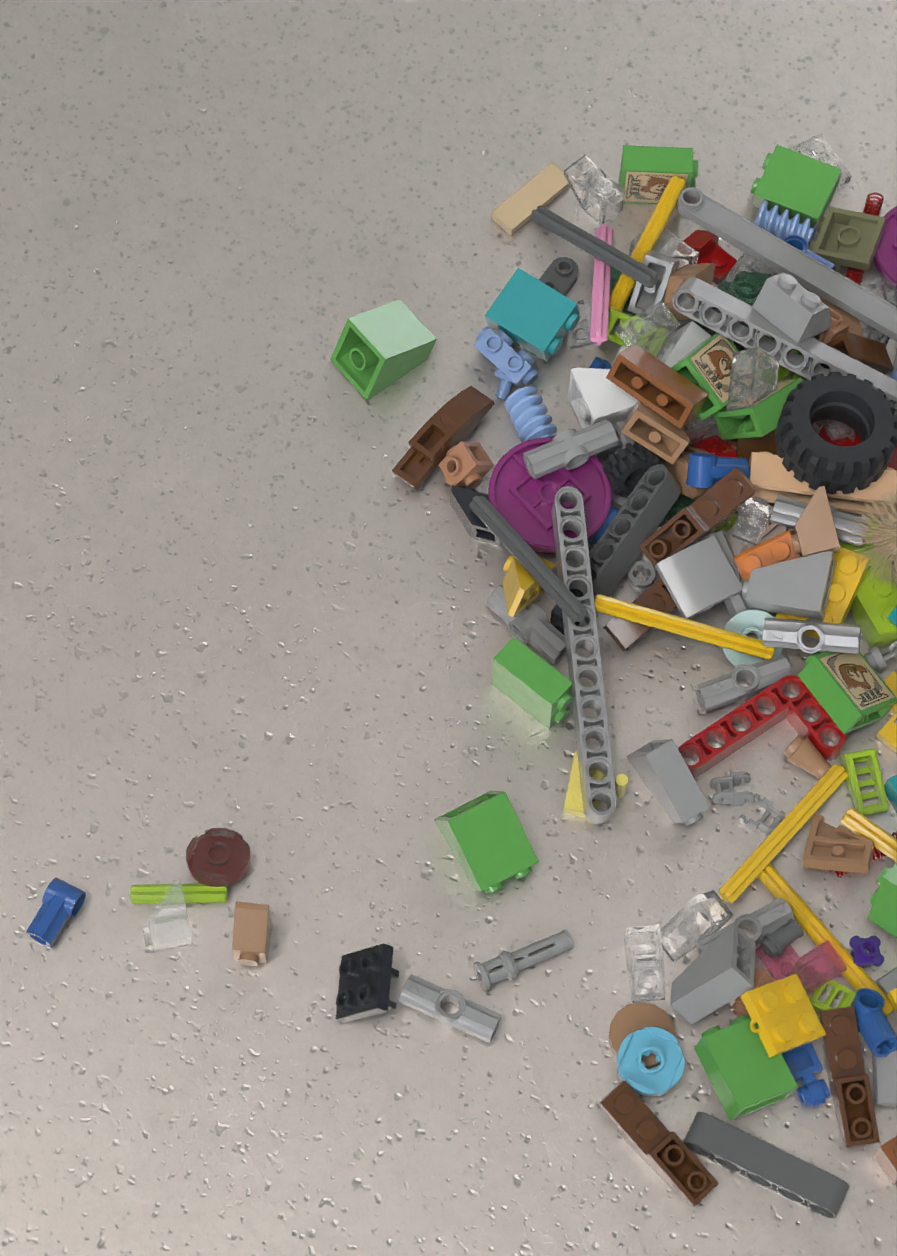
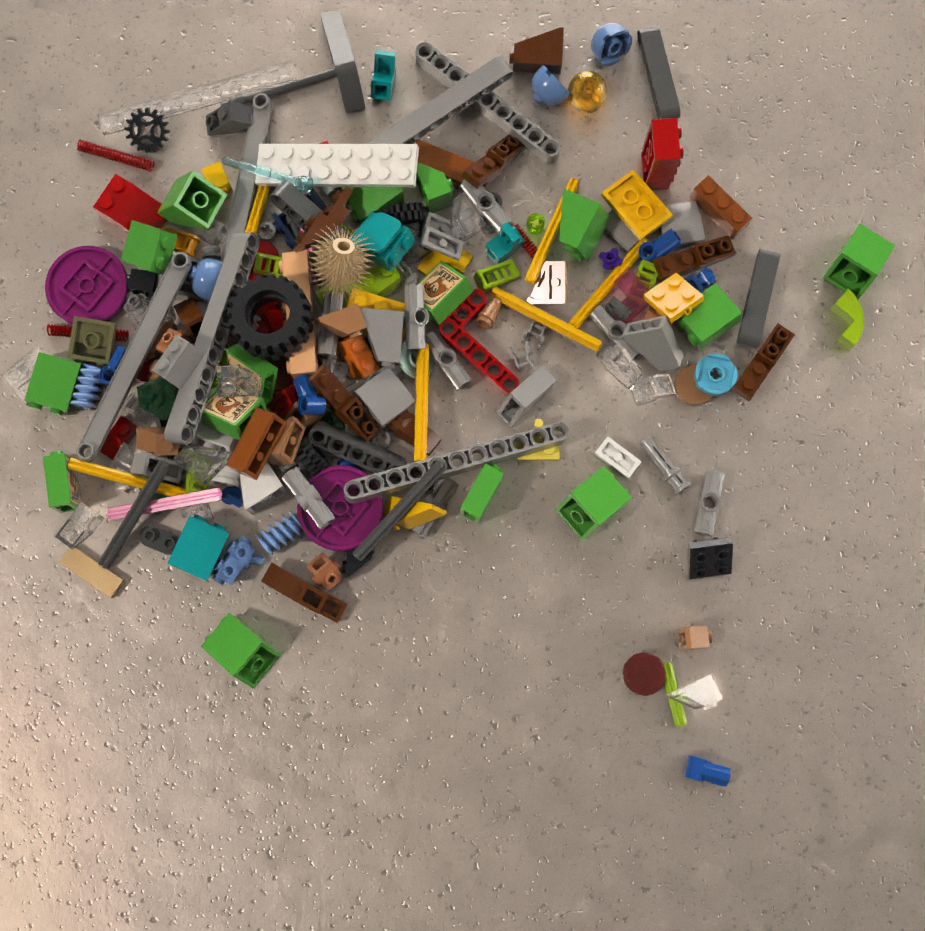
camera: 100 degrees left, 15 degrees up
(548, 892) = (617, 457): none -> white plate

